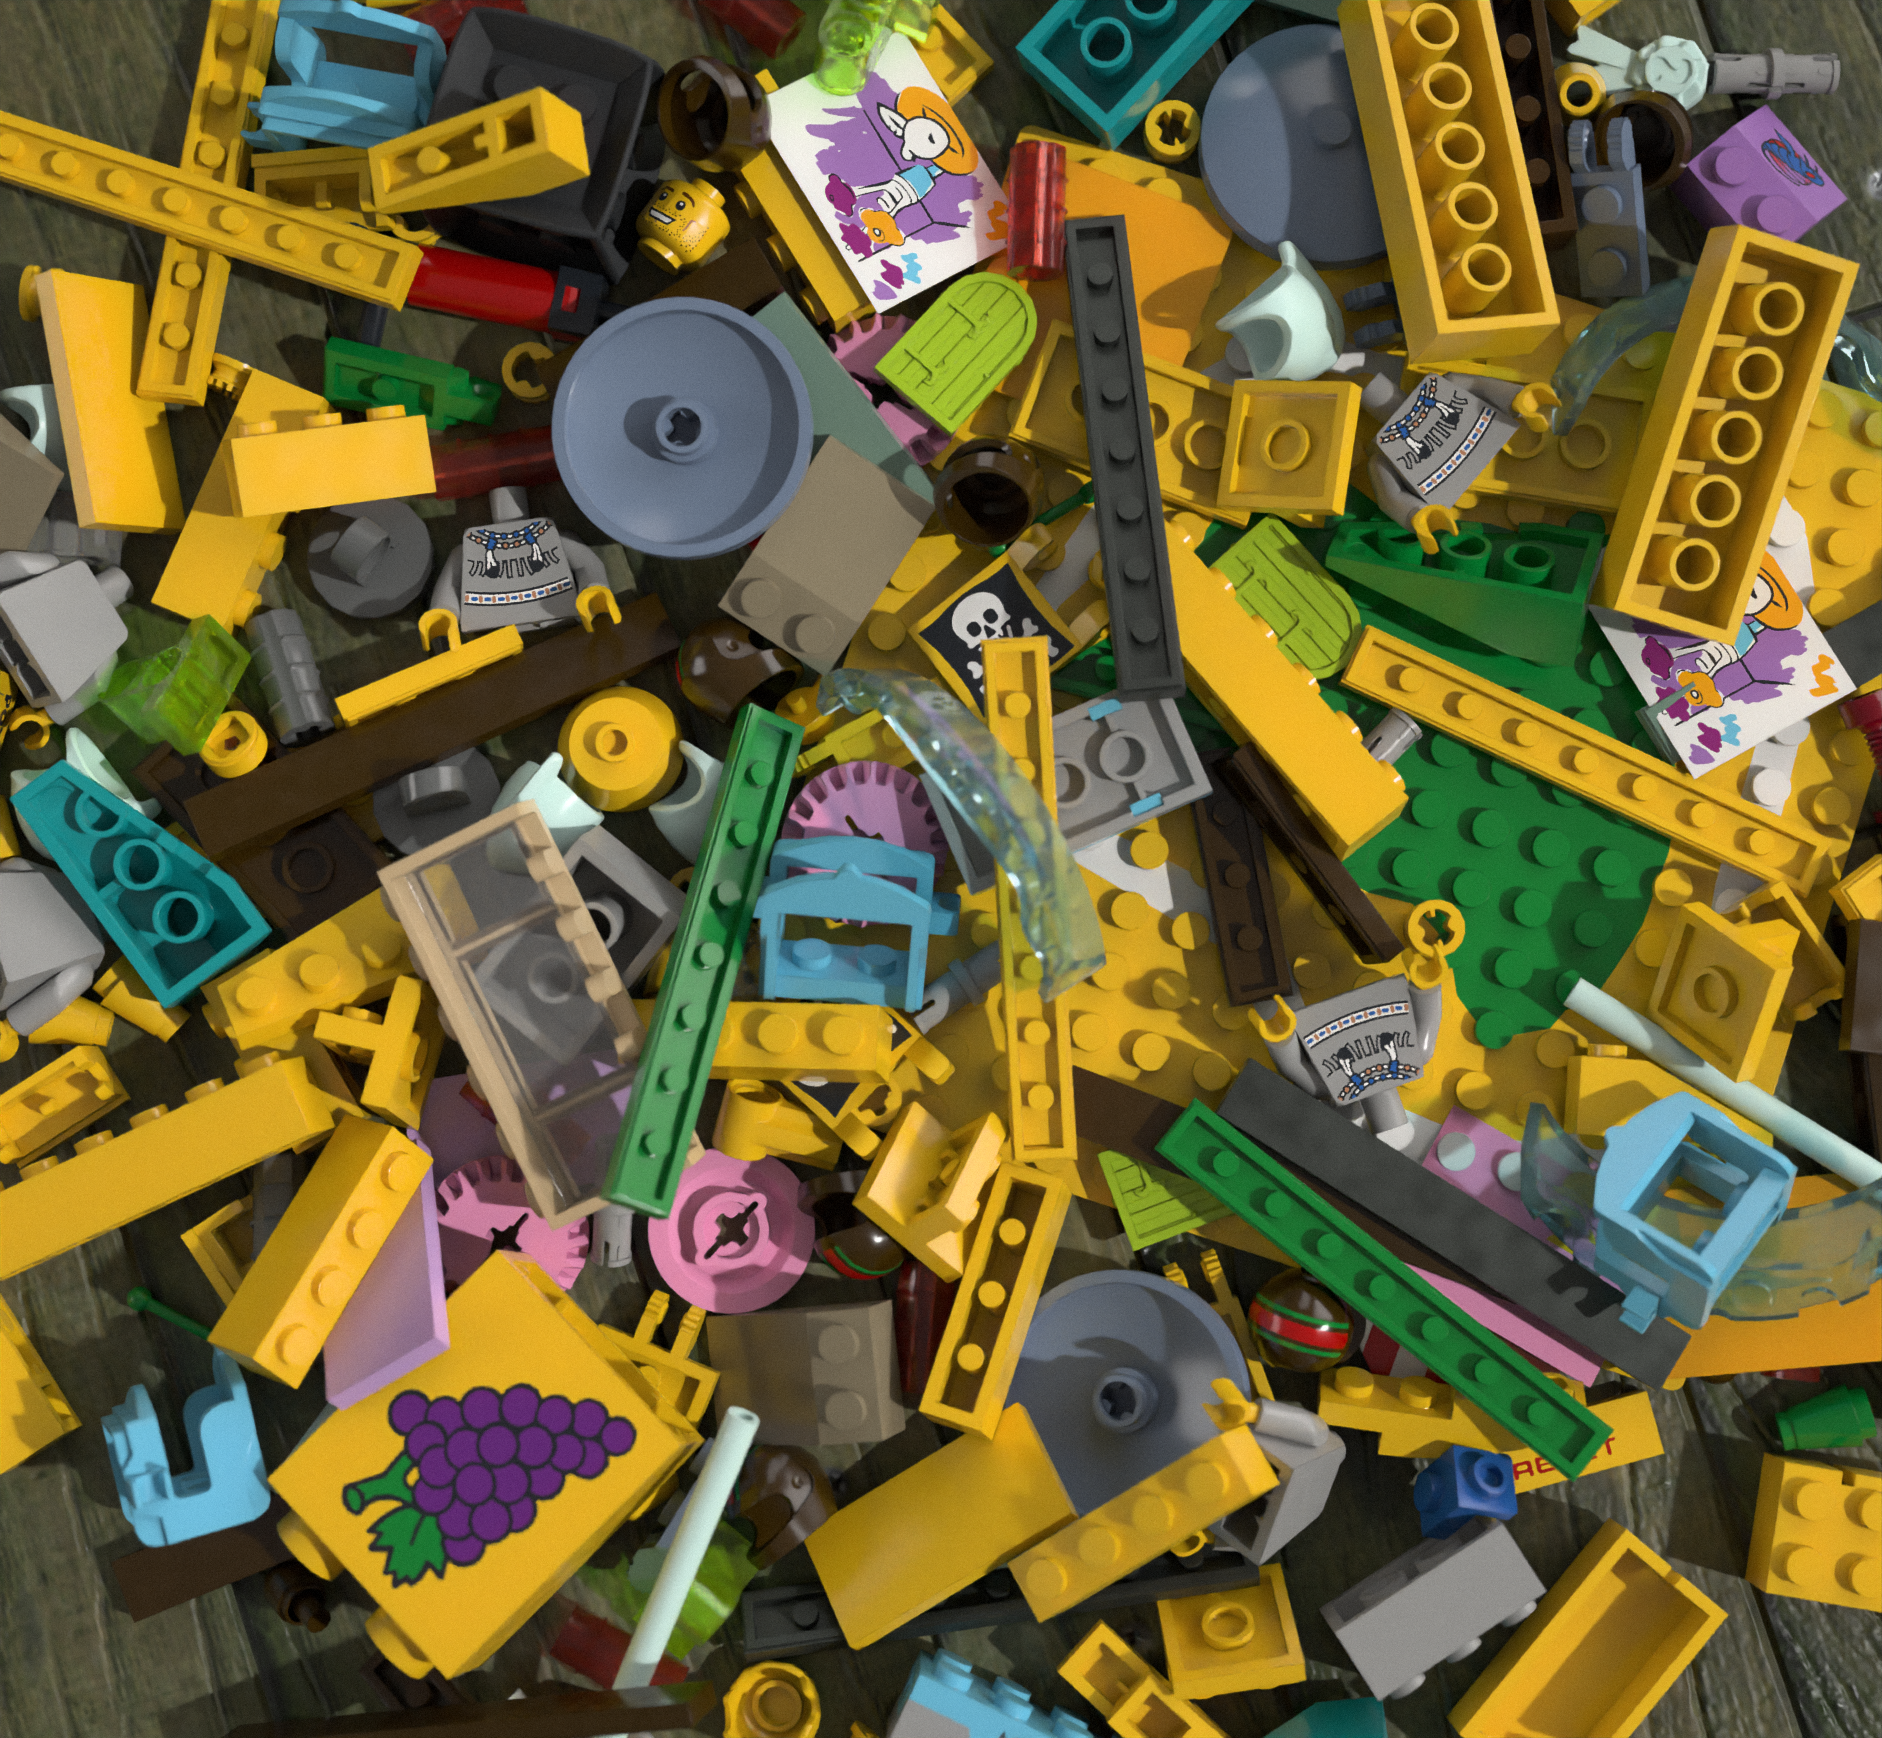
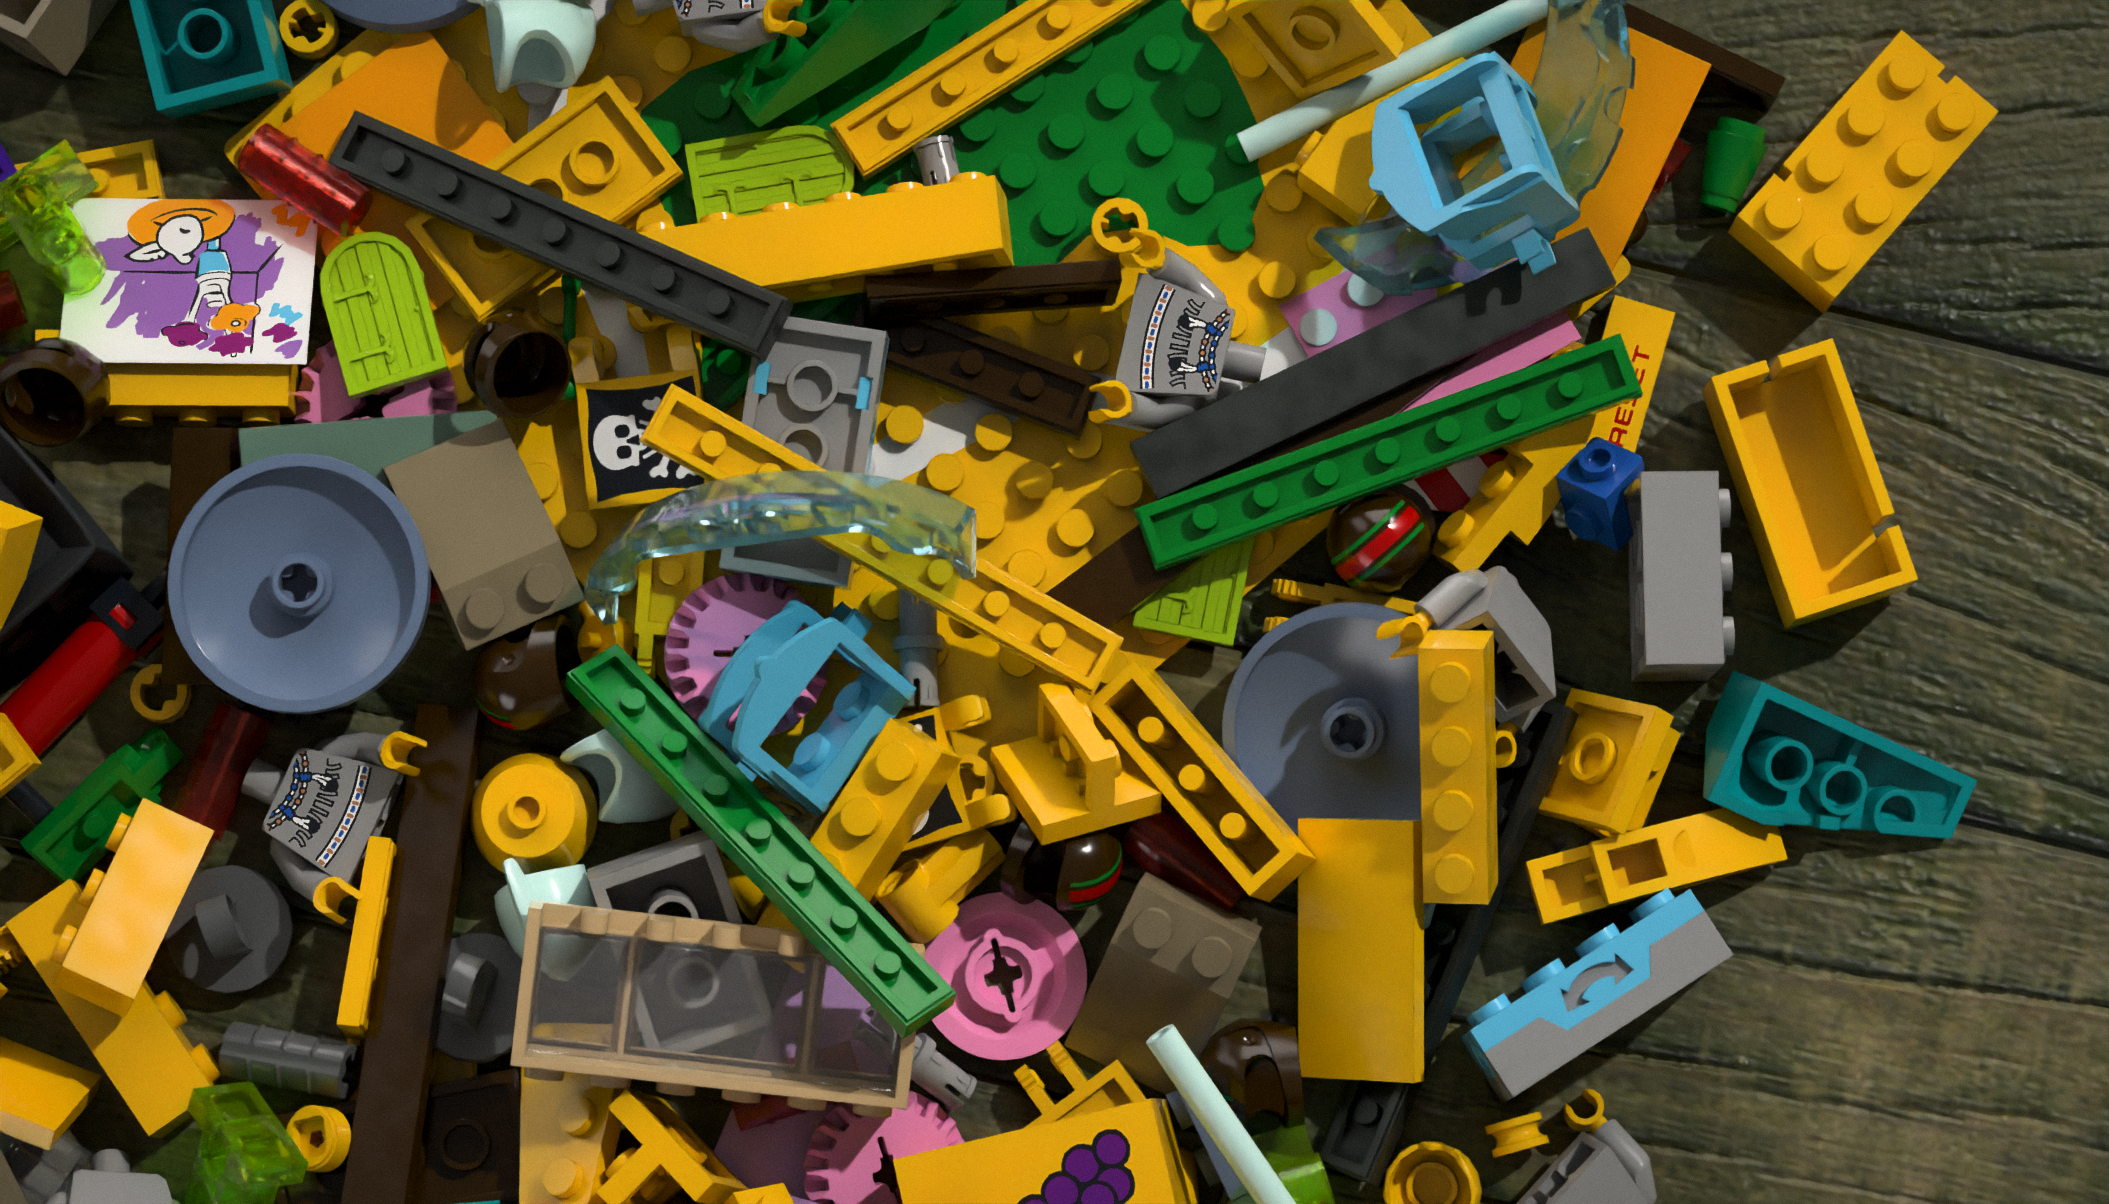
camera: 55 degrees left, 5 degrees down
(682, 225) = (120, 485): yellow head -> none
(1289, 449) = (642, 95): yellow bracket -> none

